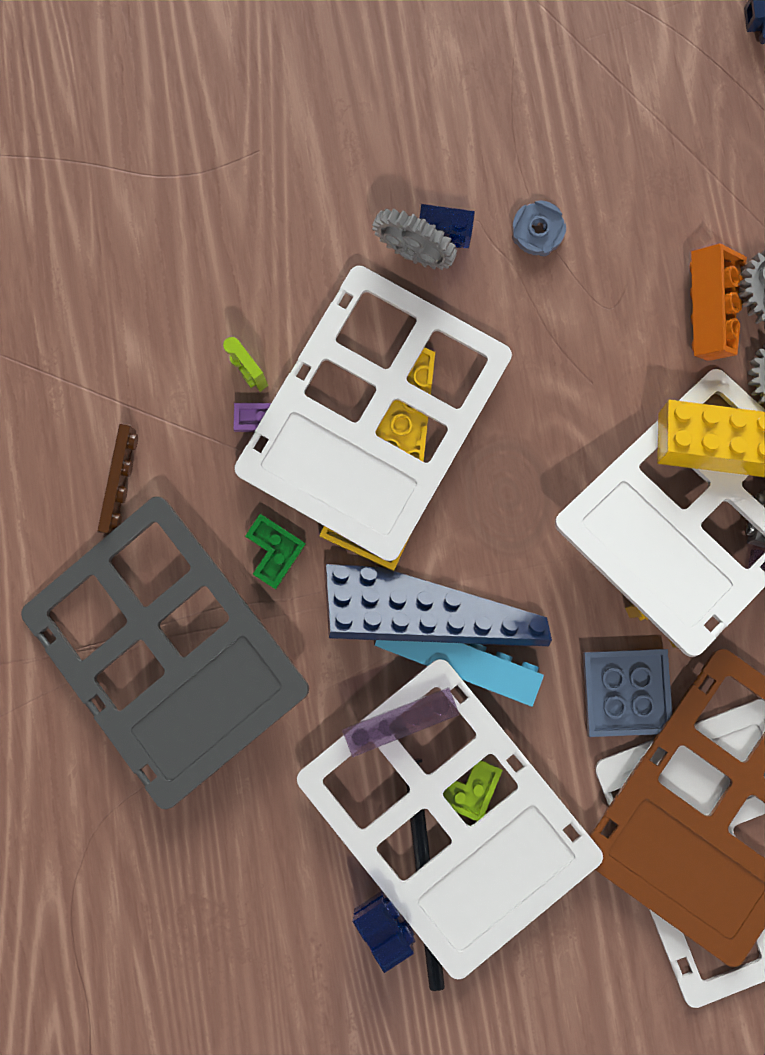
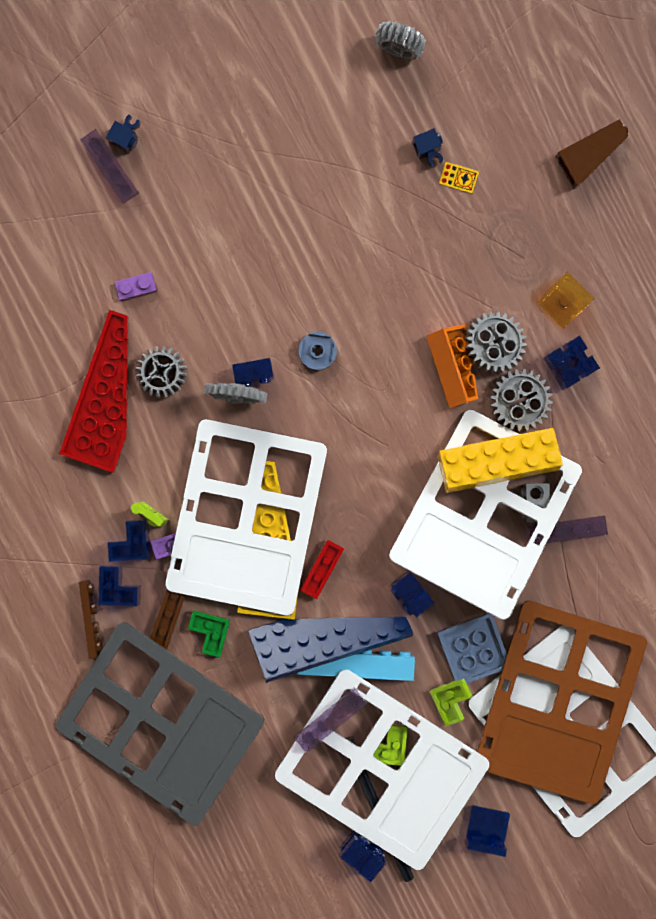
camera: 15 degrees left, 5 degrees up
(161, 451) = (111, 588): none -> clear blue brick
(213, 401) = (135, 547): none -> clear blue brick
(223, 512) = (167, 618): none -> reddish brown plate
(224, 220) = (100, 416): none -> red wing
(320, 166) = (153, 375): none -> light grey gear
(326, 74) = (135, 286): none -> medium lavender plate
(453, 515) = (322, 569): none -> red plate
(567, 585) = (412, 593): none -> clear blue brick
(569, 747) = (447, 698): none -> lime plate
(569, 955) = (487, 830): none -> clear blue bracket

